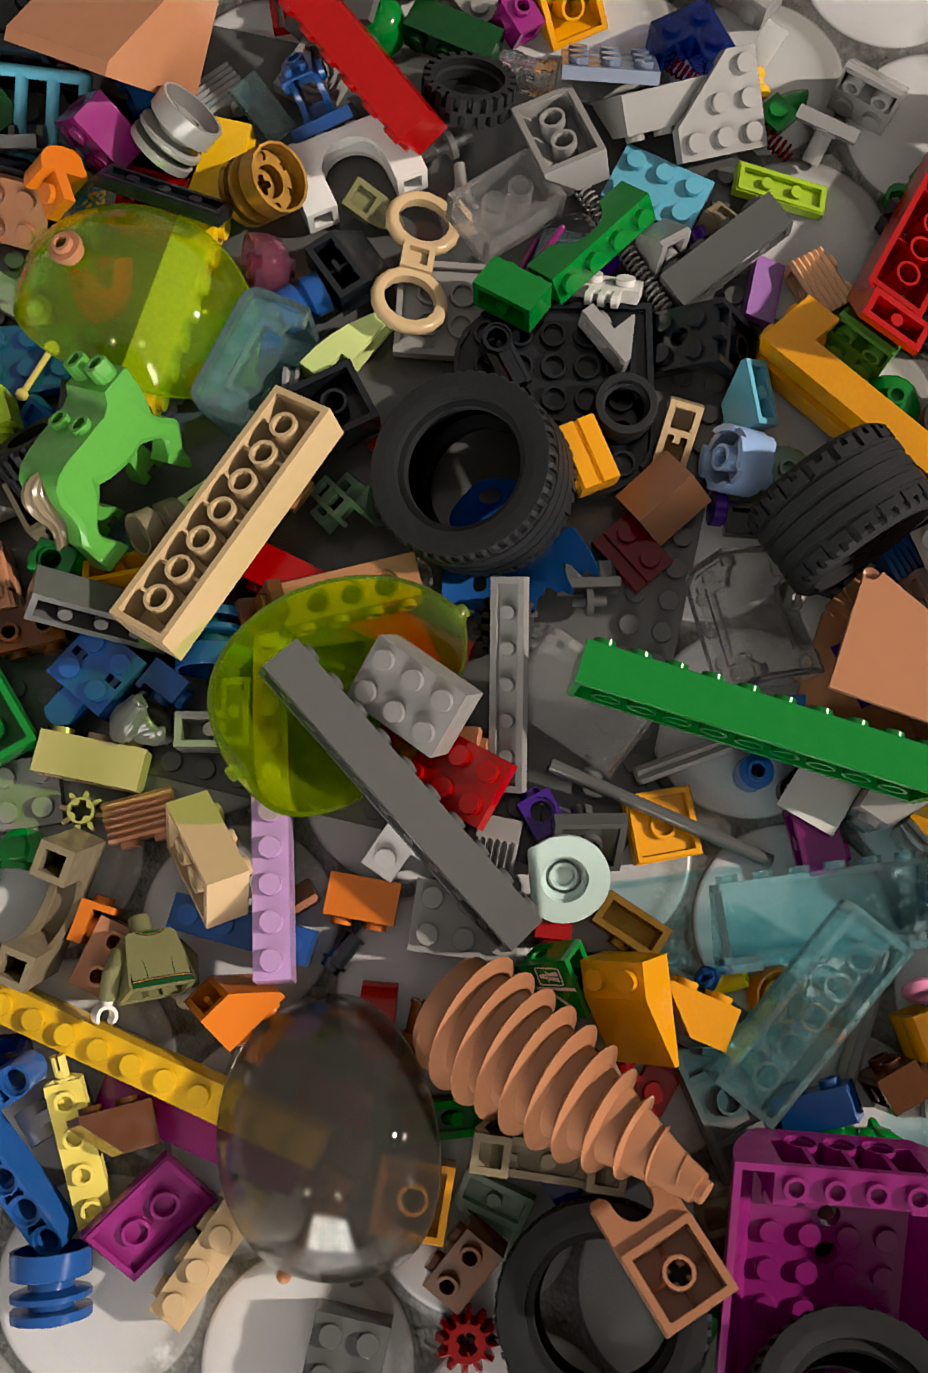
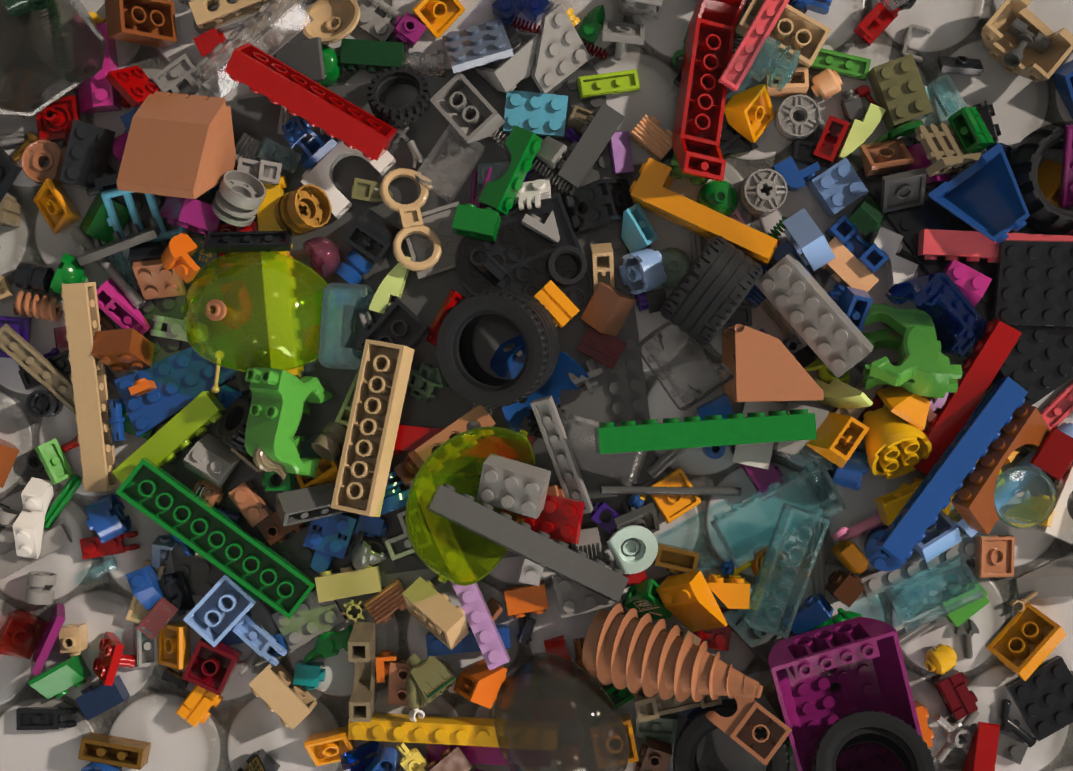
camera: 25 degrees left, 10 degrees up
(234, 116) = (265, 171): none -> light grey slope
(600, 803) = (636, 501): none -> blue arm

